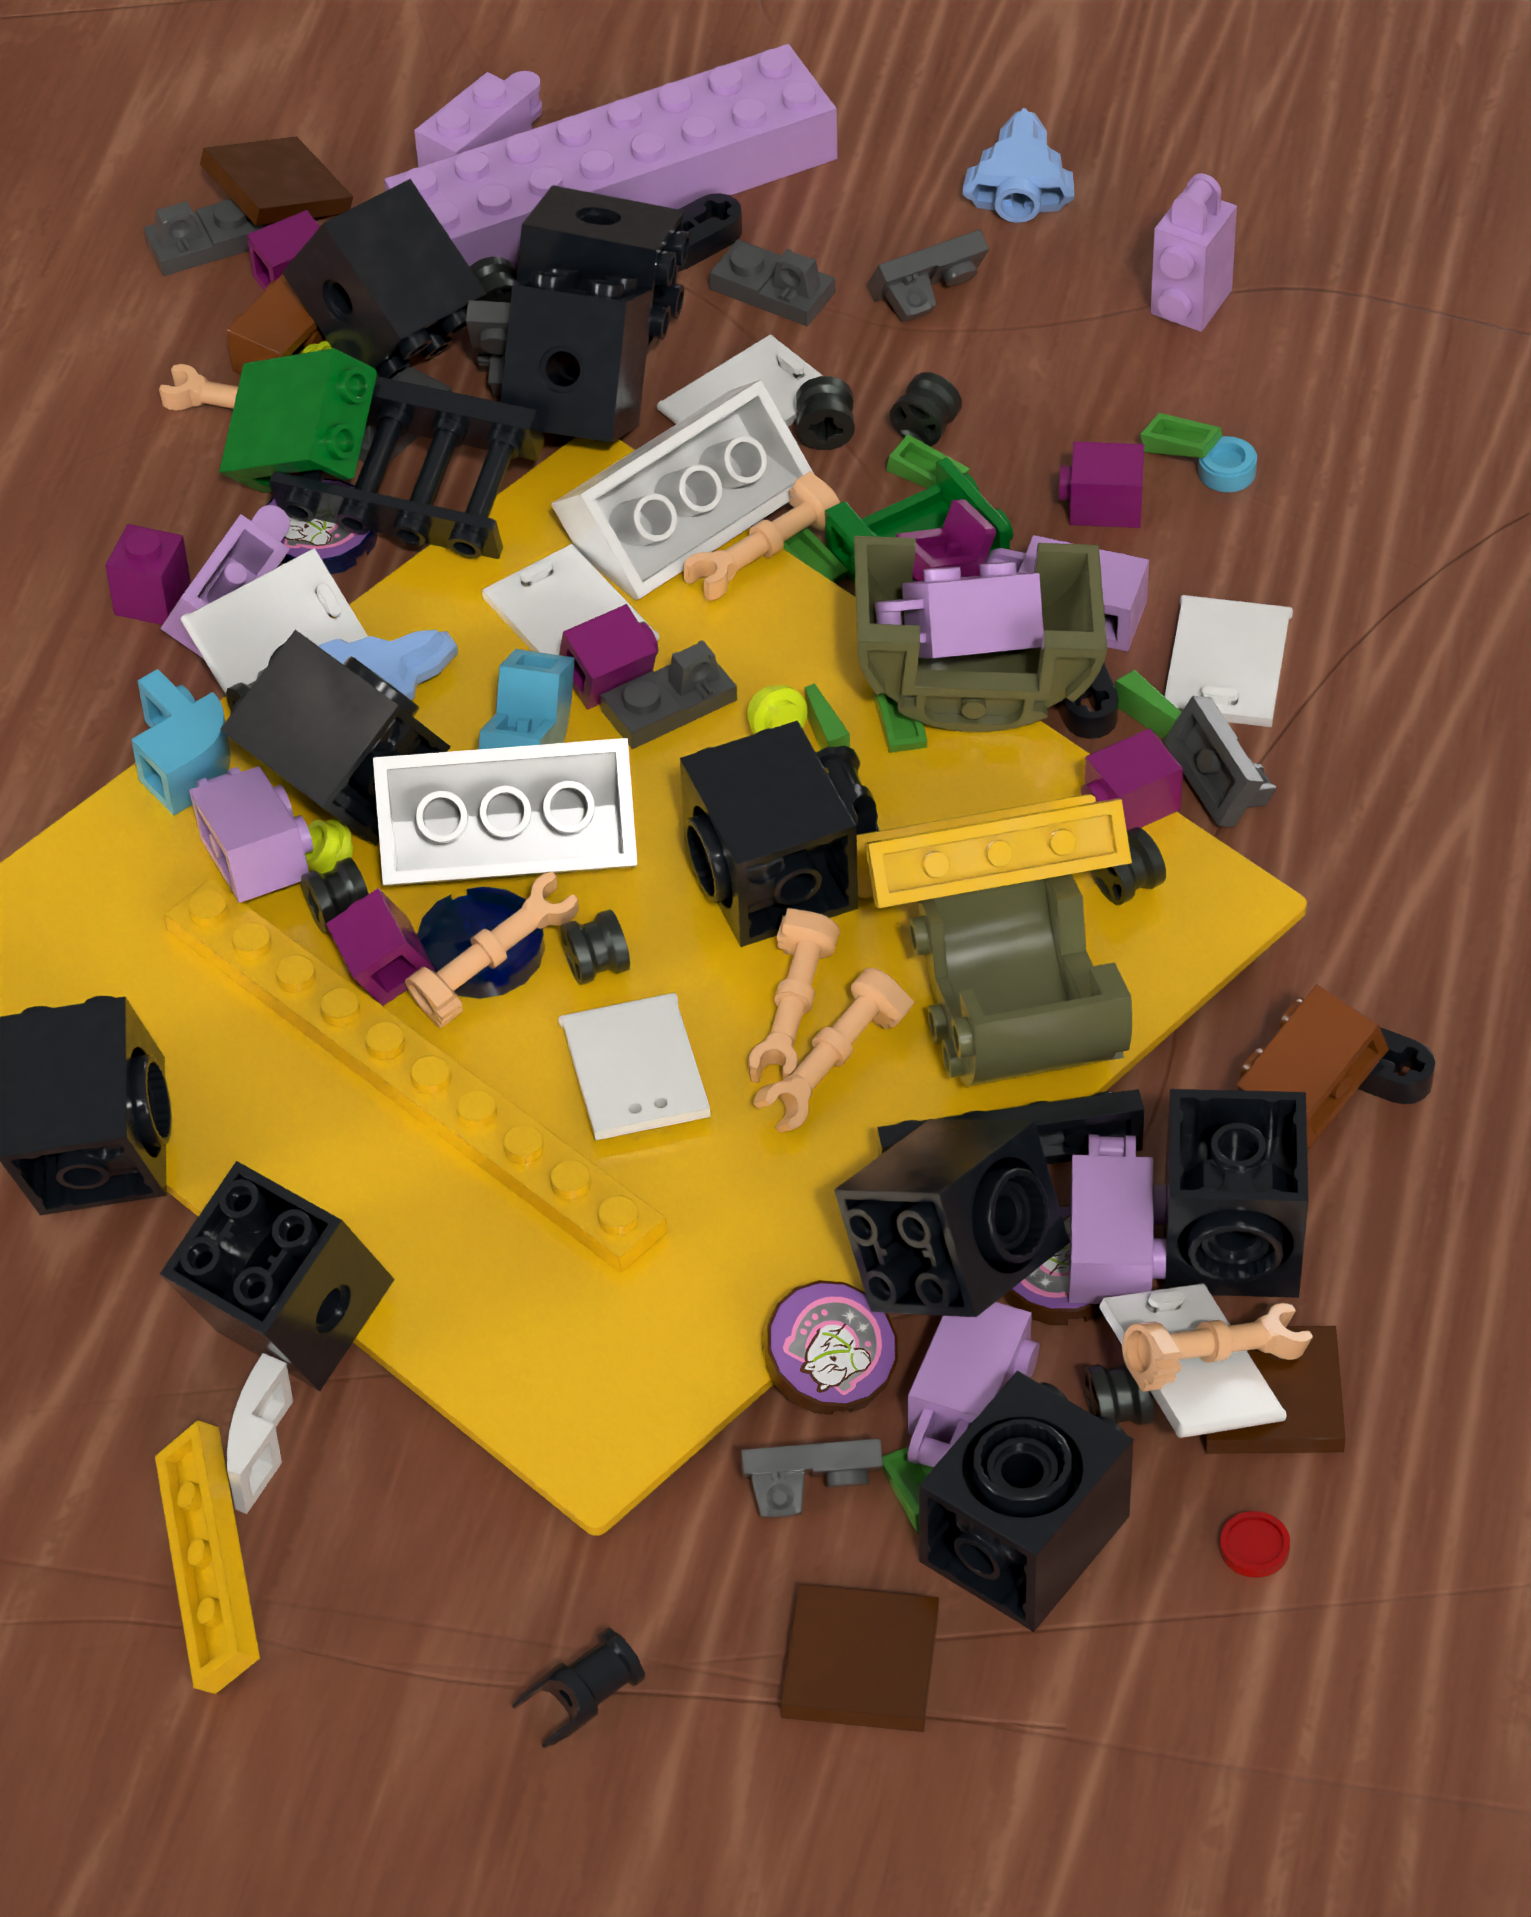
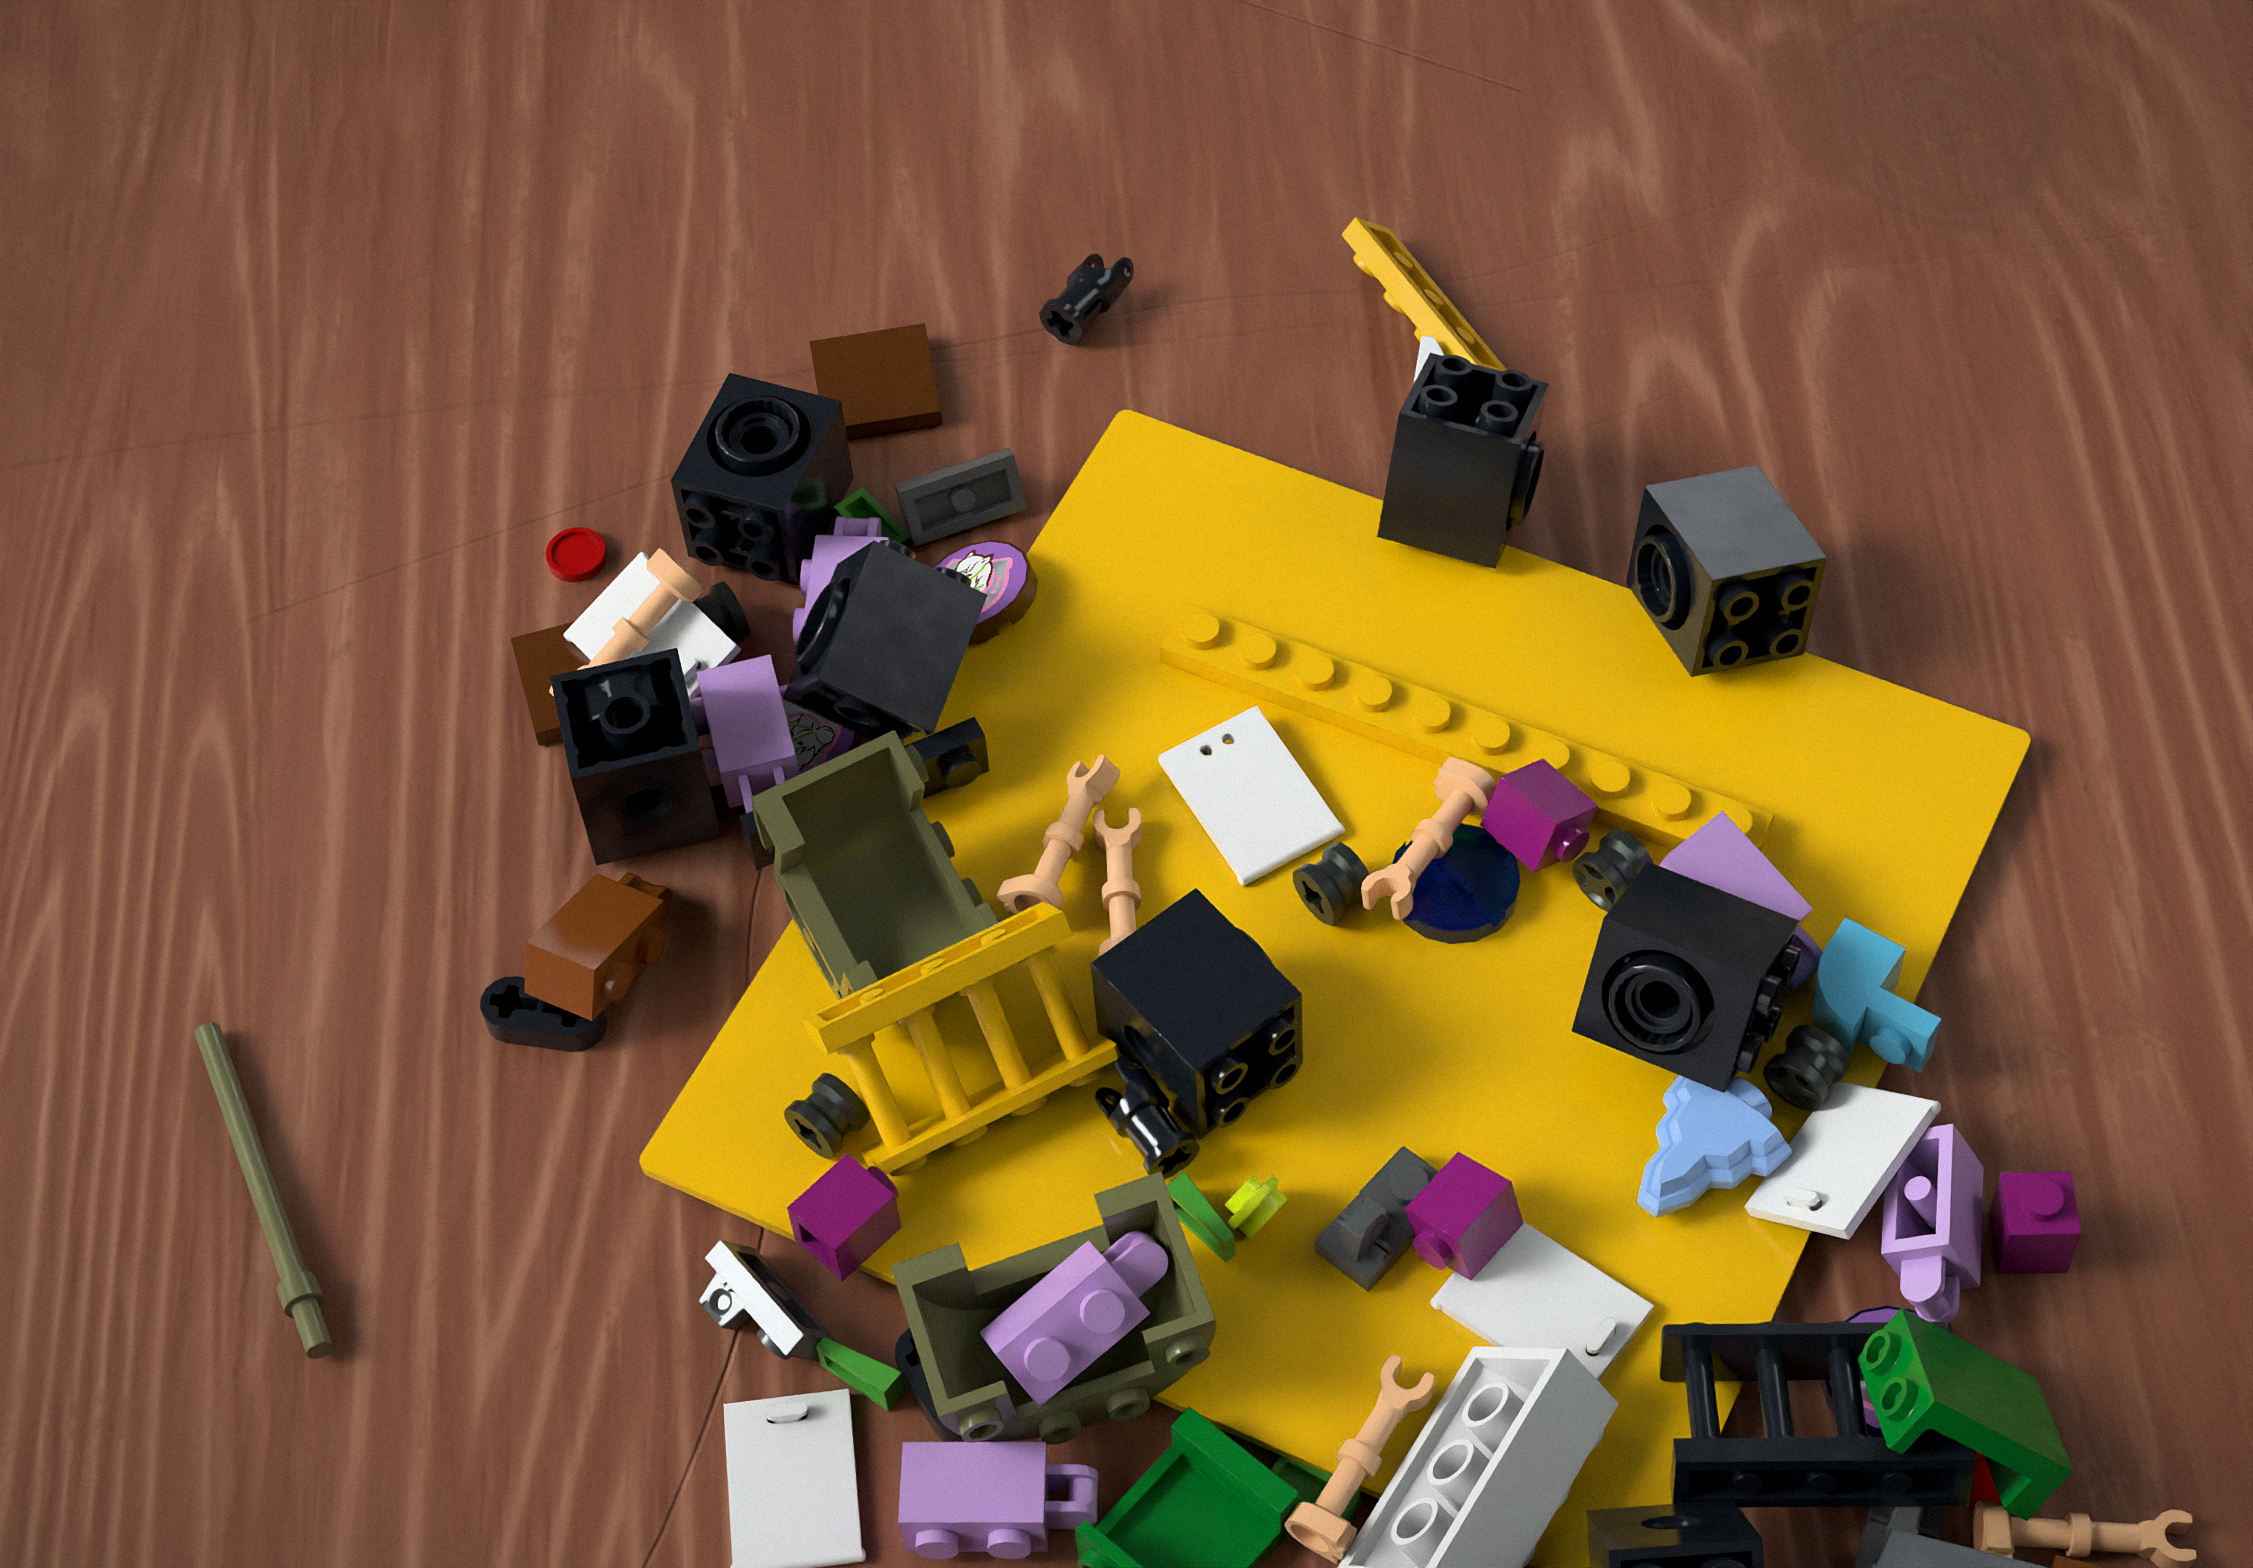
camera: 165 degrees right, 5 degrees up
(505, 812) = (1465, 948): white slope -> none
(530, 701) = (1512, 1102): medium azure brick -> none
(960, 543) = (1143, 1478): magenta bracket -> none

